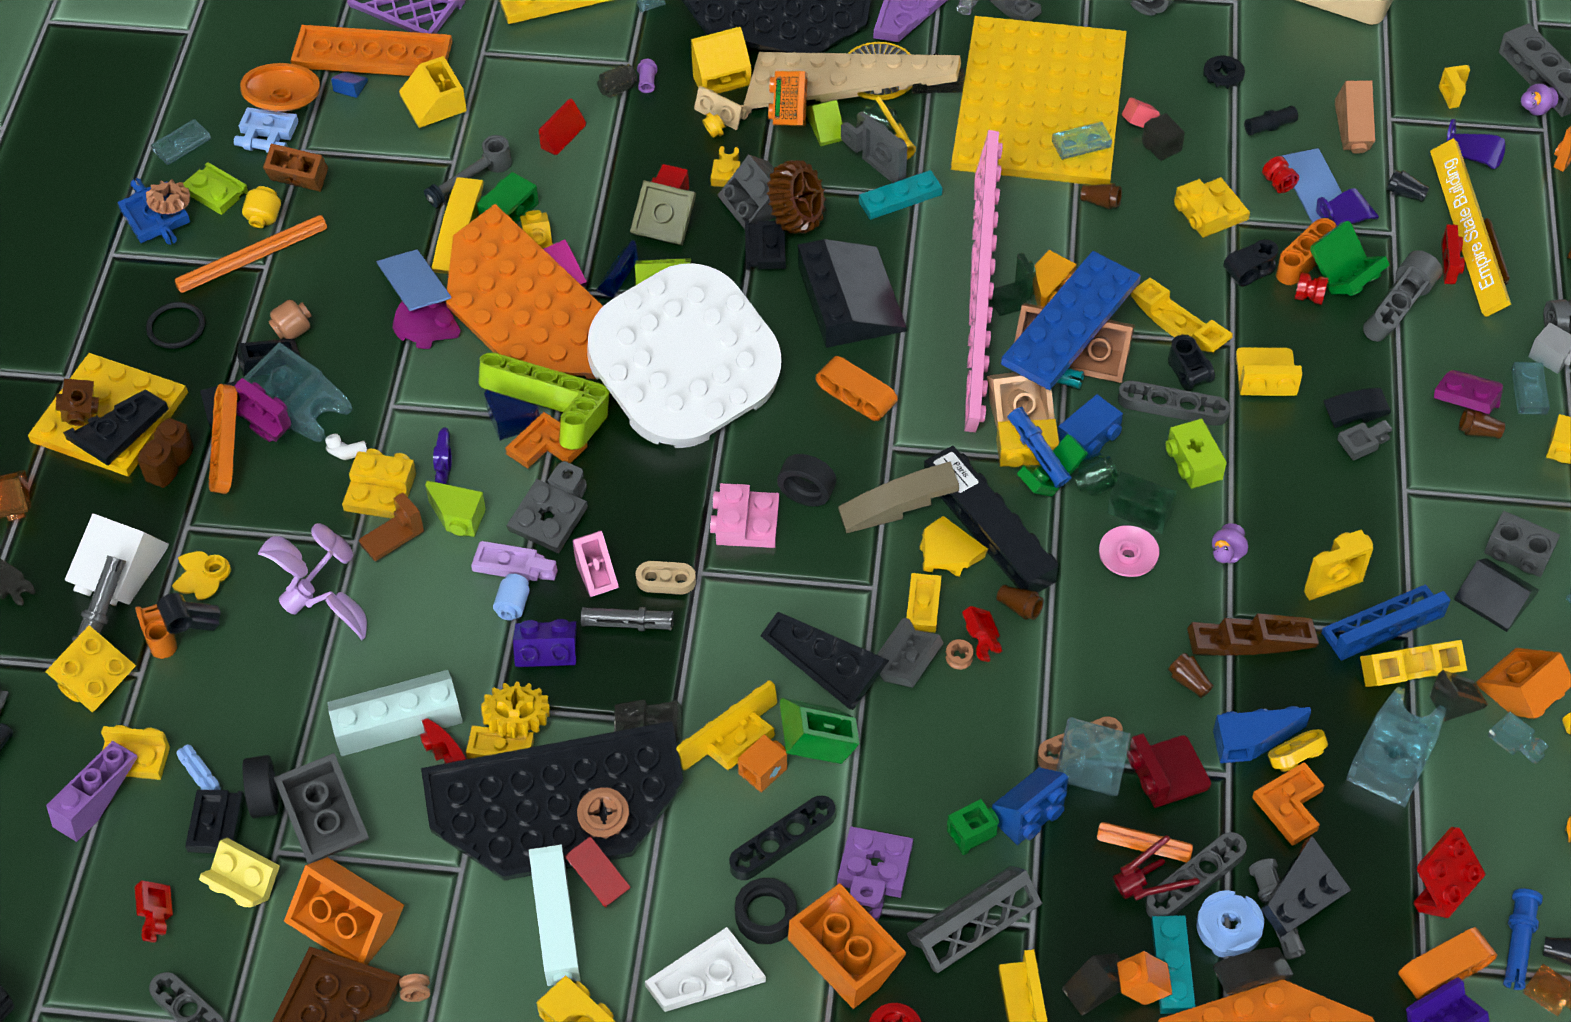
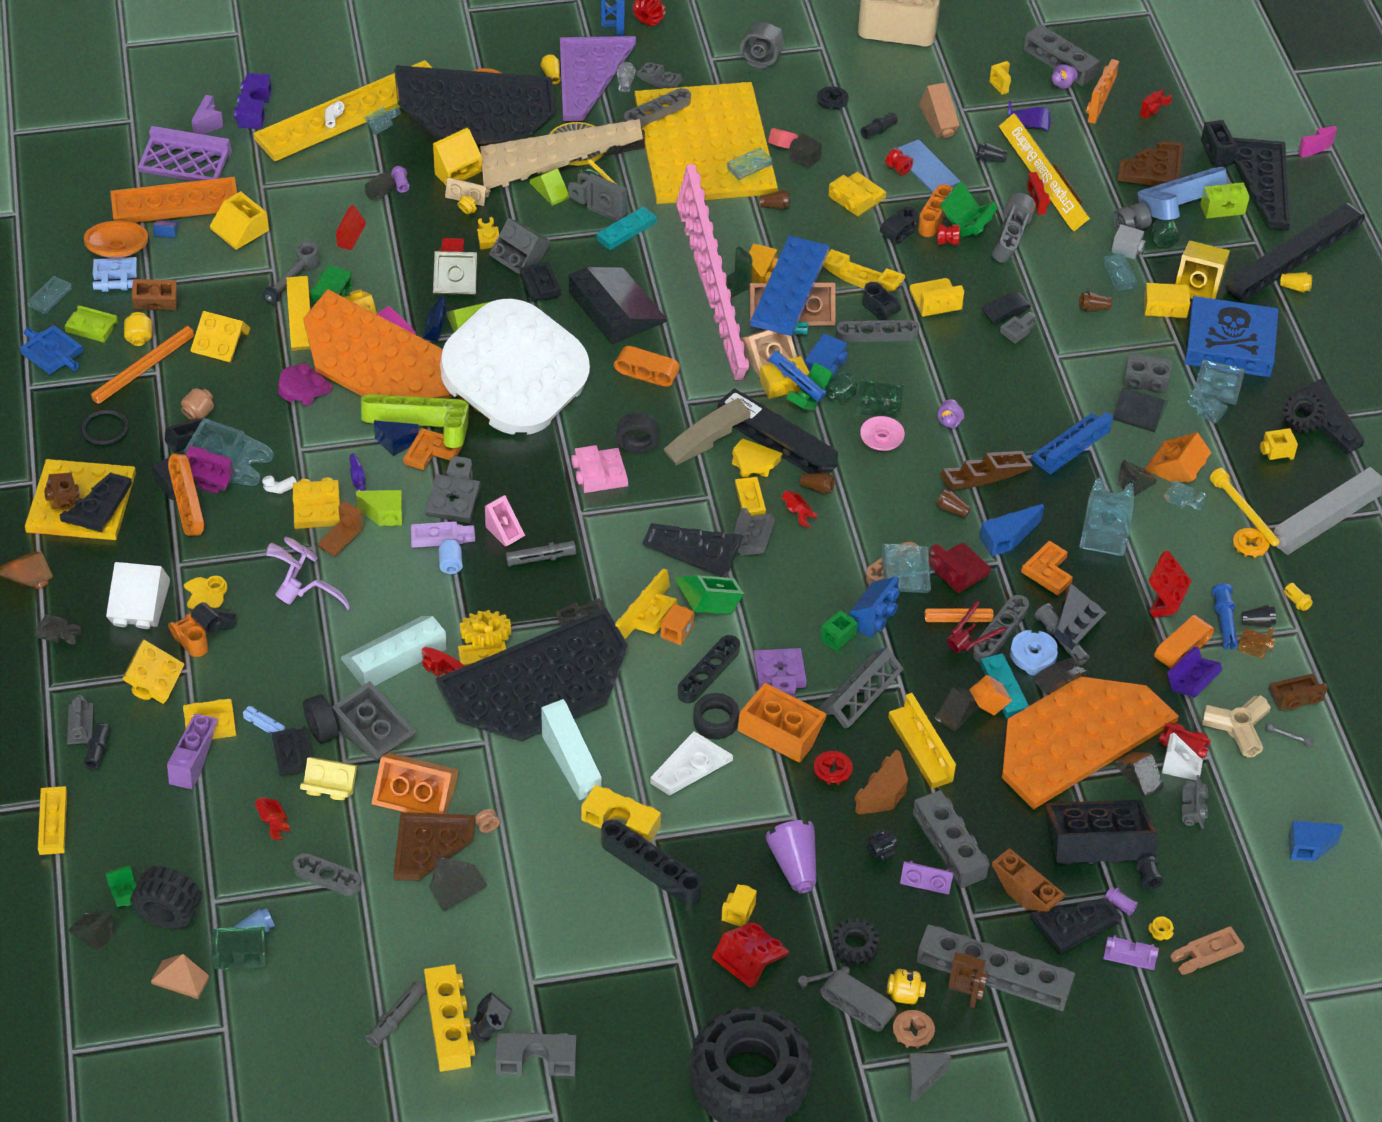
camera: 20 degrees left, 5 degrees down
(96, 612) = (143, 619): dark grey pin -> none
(166, 452) = (142, 515): reddish brown brick -> none
(174, 203) = (54, 339): nougat gear -> none
(350, 236) = (218, 336): none -> yellow bracket
(413, 280) = (282, 357): medium blue piece -> none
(545, 643) = (487, 582): dark purple bracket -> none
(591, 804) = (584, 669): nougat gear -> none
(597, 872) = (589, 718): red slope -> none
(666, 576) = (558, 520): tan plate -> none
(789, 98) = (521, 173): orange slope -> none
(796, 196) = (554, 241): reddish brown gear -> none
(963, 647) = (787, 531): nougat bush -> none
(1021, 38) = (676, 99): none -> dark grey beam
(1195, 453) = (906, 360): lime brick -> none
(1304, 746) = (1045, 531): yellow plate -> none
(1341, 566) = (1032, 410): yellow plate -> none
(1346, 207) = (952, 175): dark purple piece -> none
(1413, 663) = (1100, 463): yellow arch -> none
(1469, 391) = (1081, 280): magenta slope -> none

